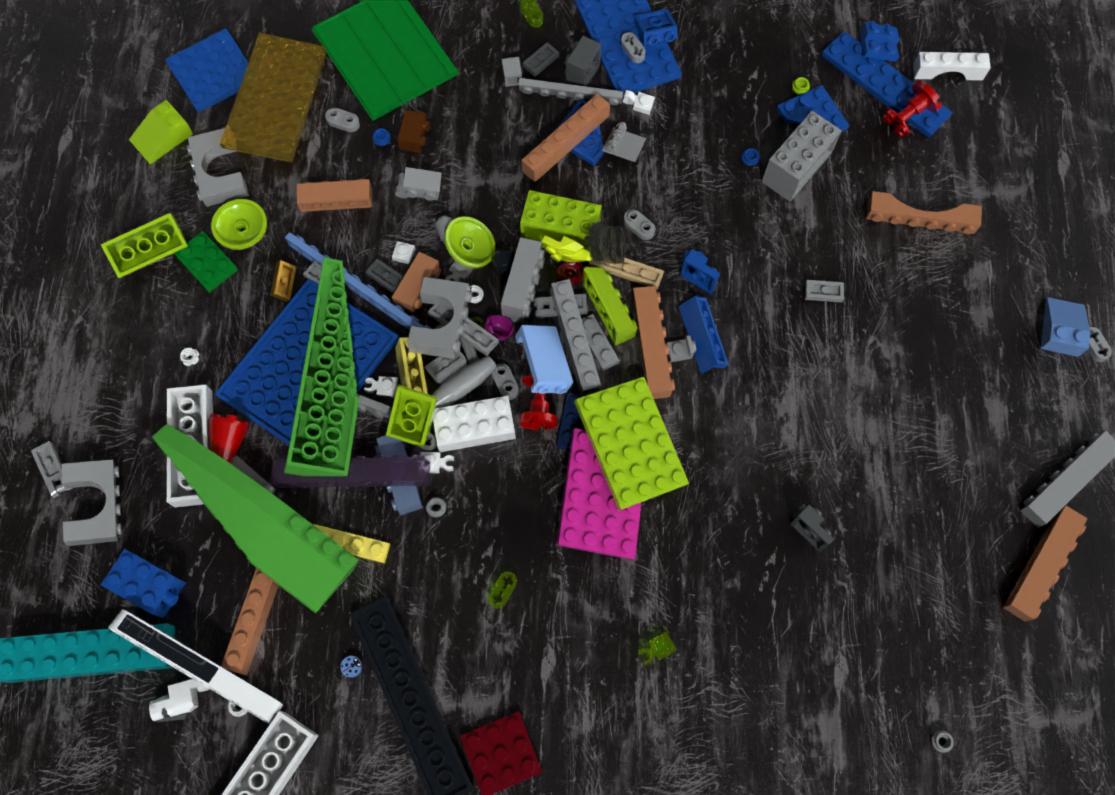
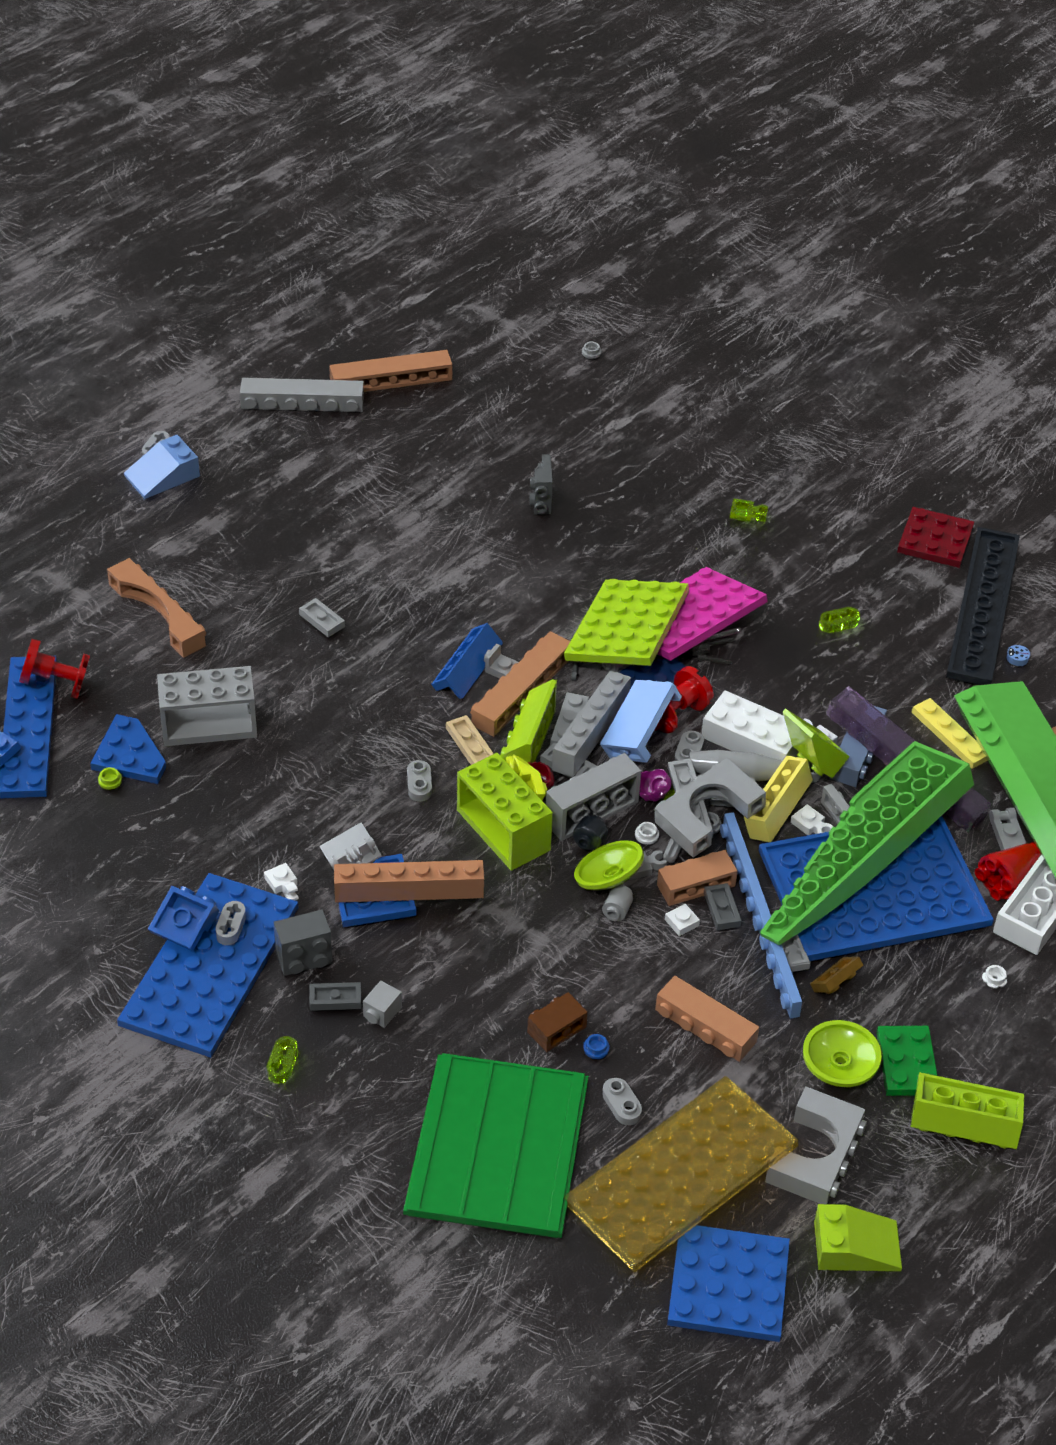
camera: 140 degrees left, 25 degrees down
(418, 184) = (605, 961): light grey hinge -> none
(566, 90) = (346, 938): light grey plate -> none
(607, 243) = (494, 743): clear smoke plate -> none
(697, 272) = (417, 693): blue plate -> none
(750, 157) = (242, 756): blue plate -> none

